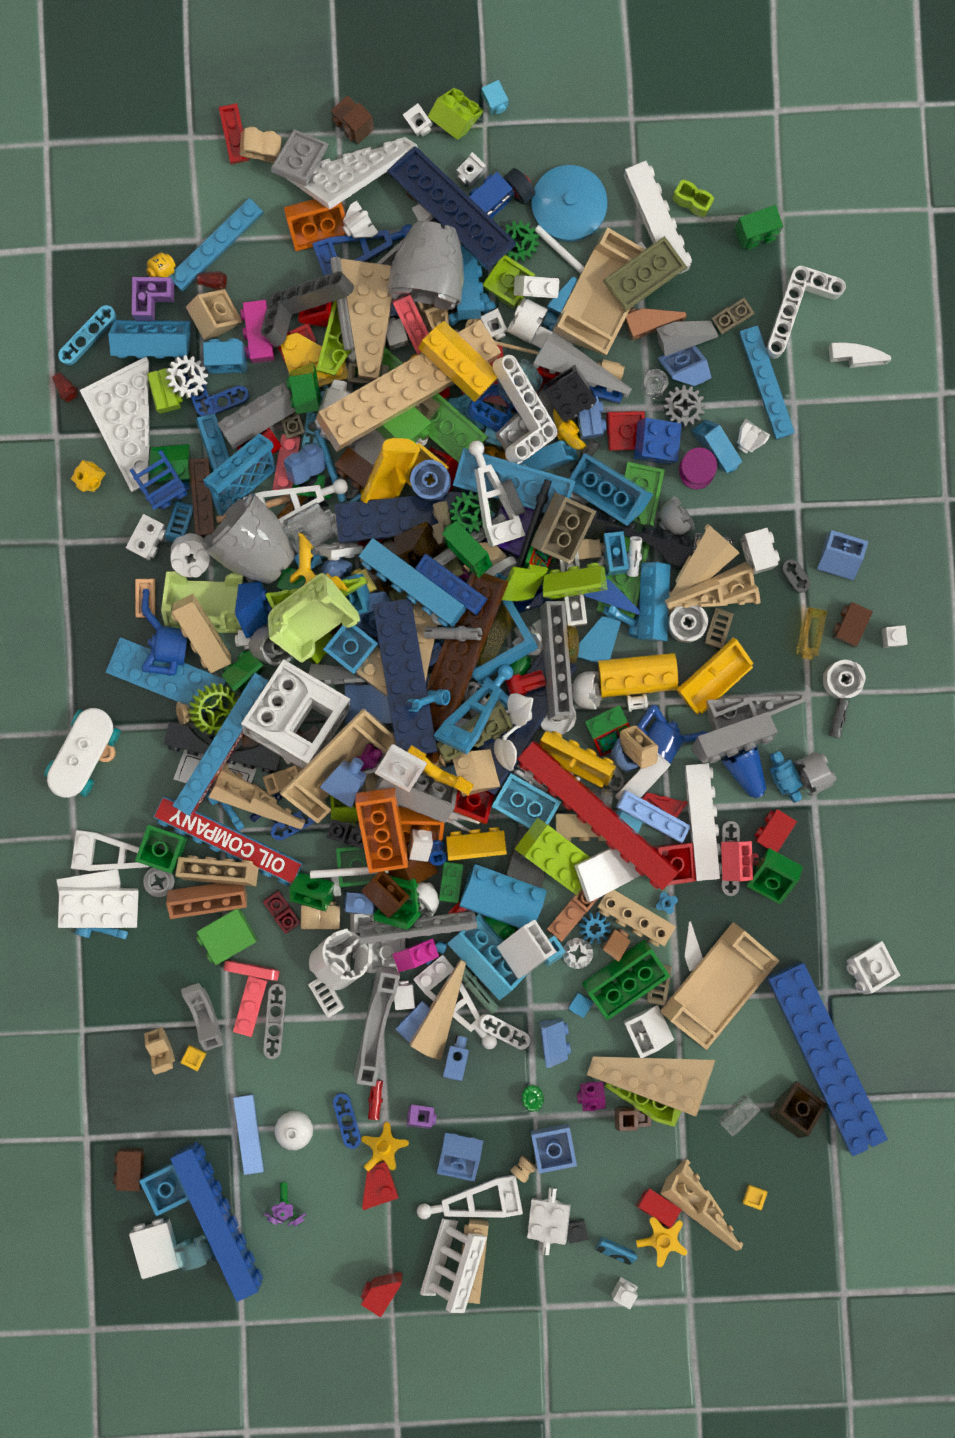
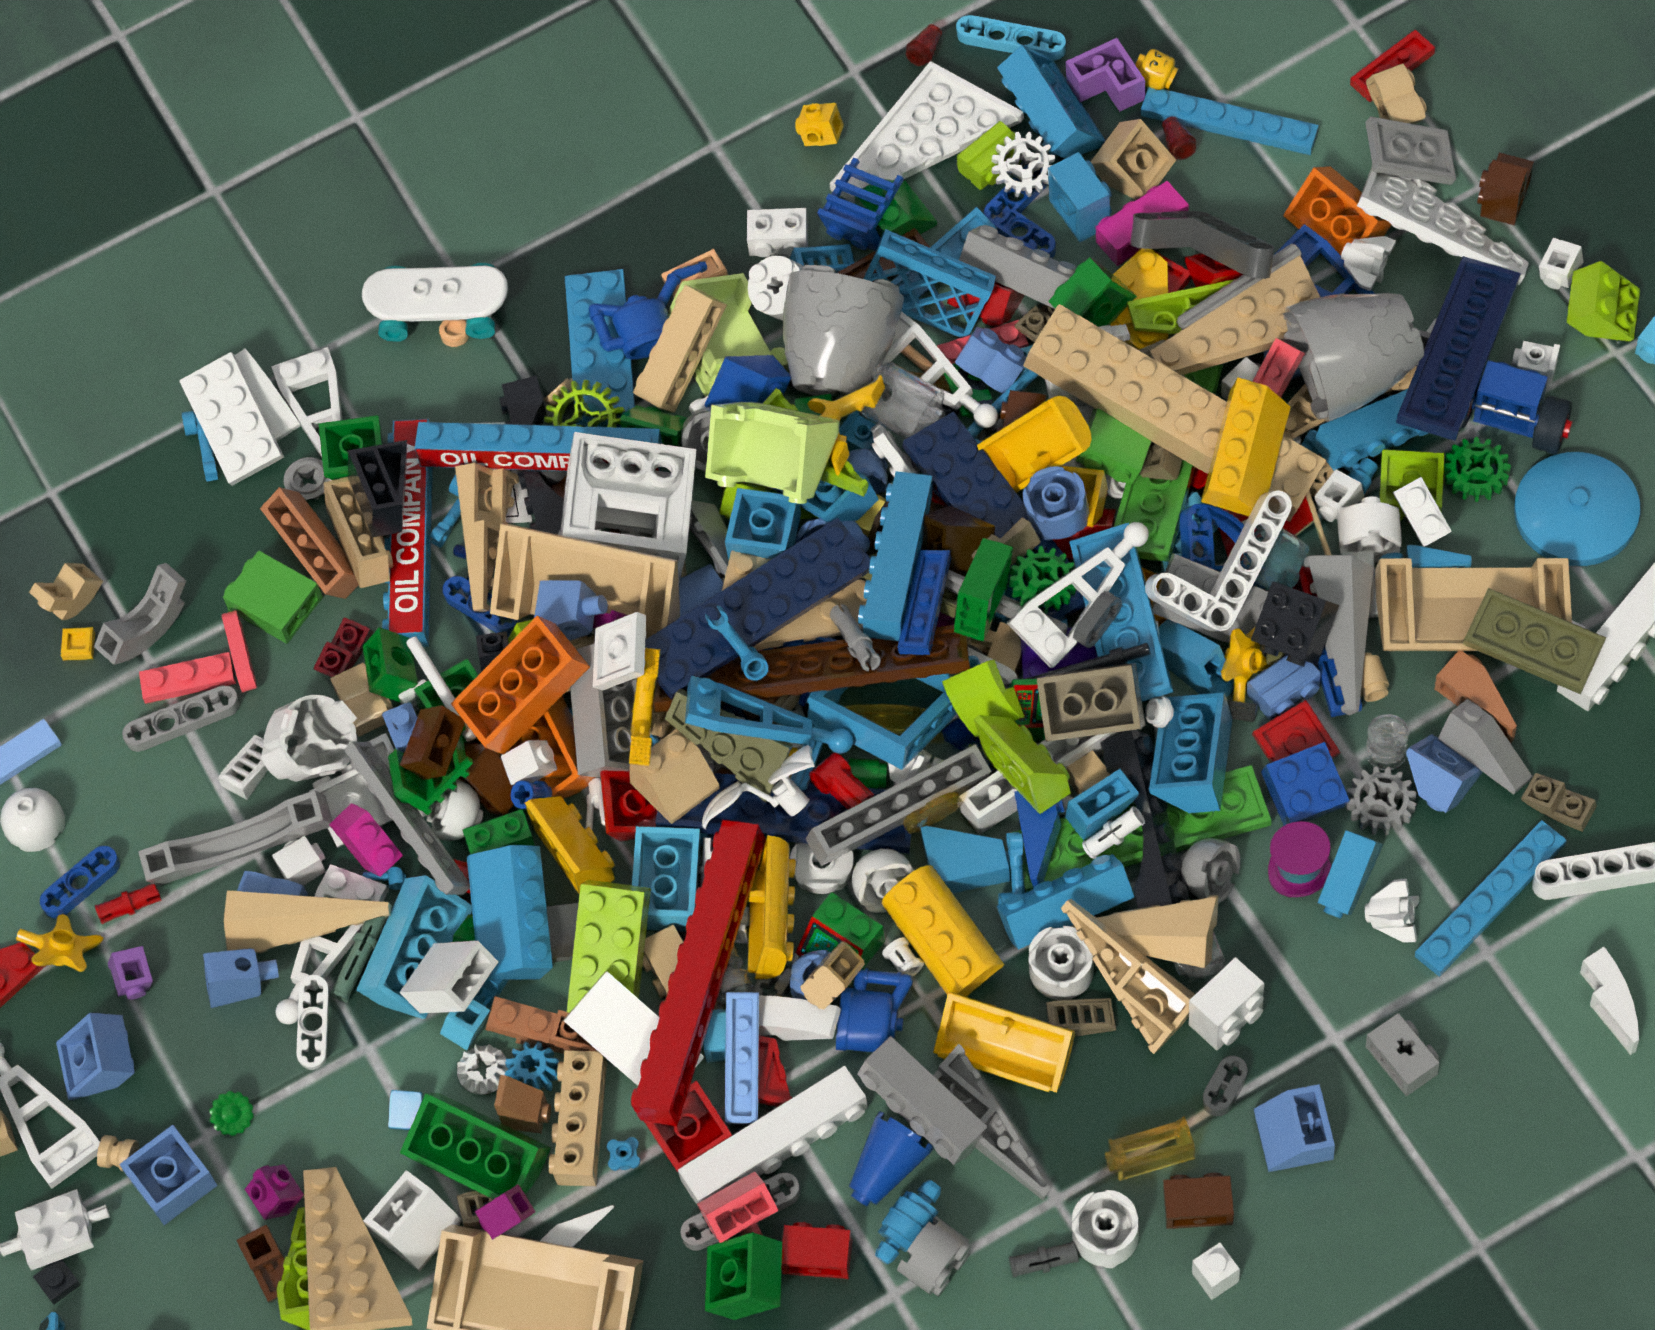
camera: 75 degrees right, 25 degrees down
(203, 847) = (379, 485): none -> black wedge
(554, 1041) = (327, 1086): medium blue slope -> none
(559, 249) = (1503, 524): white bar -> none
(580, 493) = (1159, 711): none -> white plate
(674, 982) = (504, 1212): none -> magenta brick
(821, 483) = (1405, 1070): none -> light grey brick

